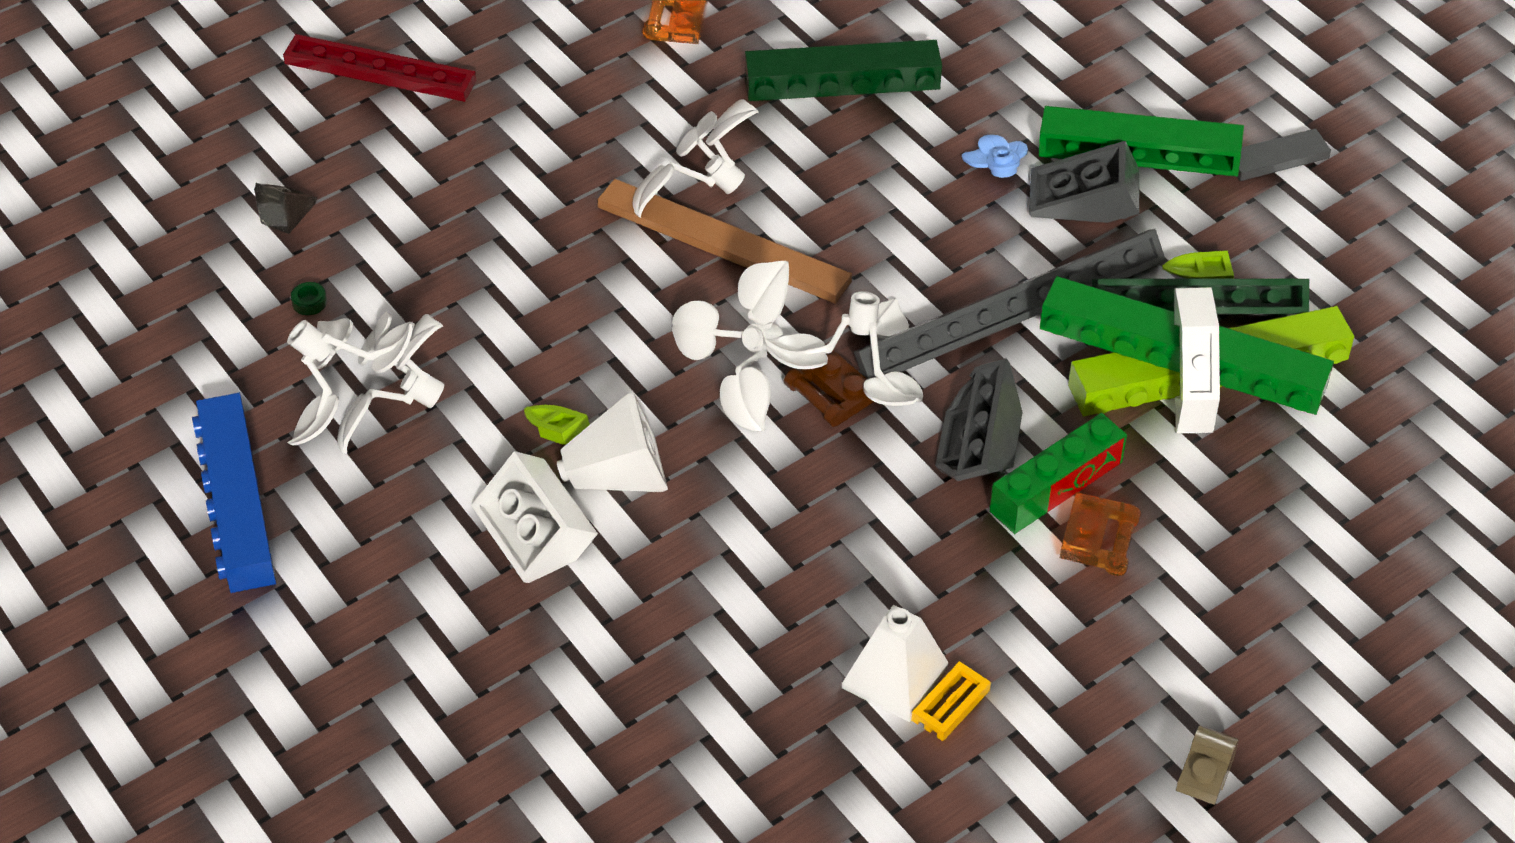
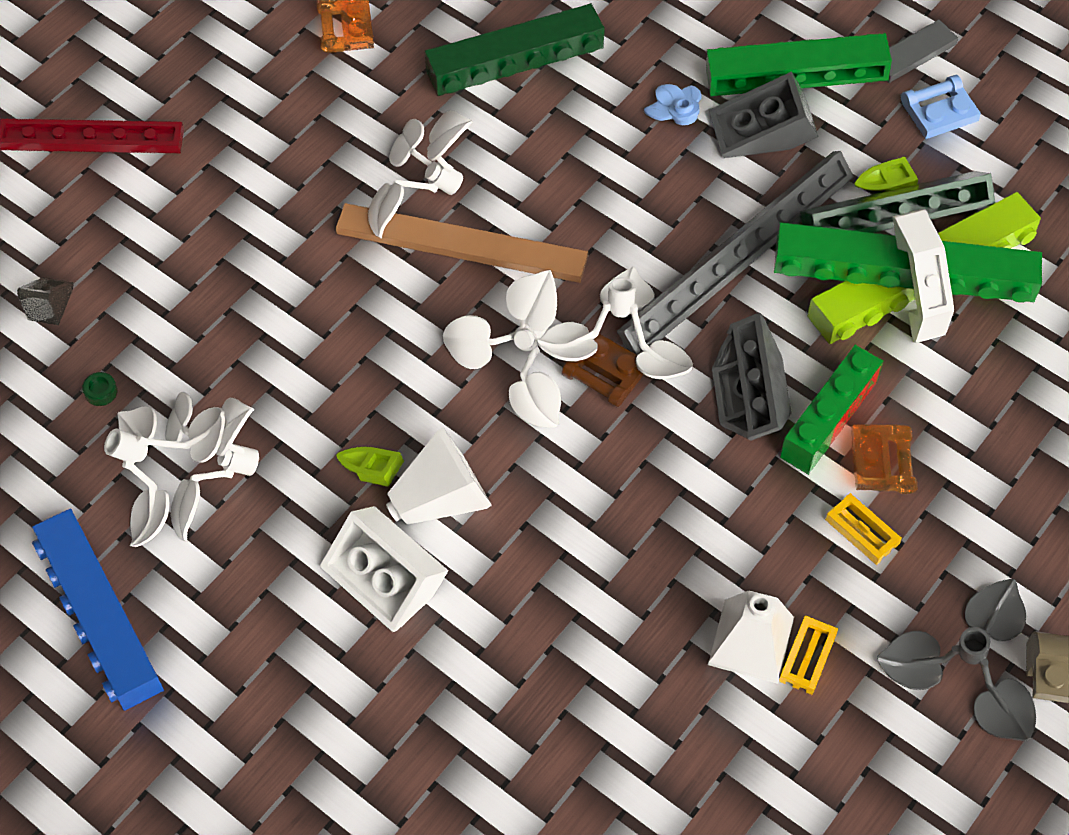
camera: 15 degrees left, 10 degrees up
(1057, 623) = (878, 549): none -> yellow tile
(1172, 706) = (997, 611): none -> dark grey plant
(1289, 221) = (943, 114): none -> light blue plate

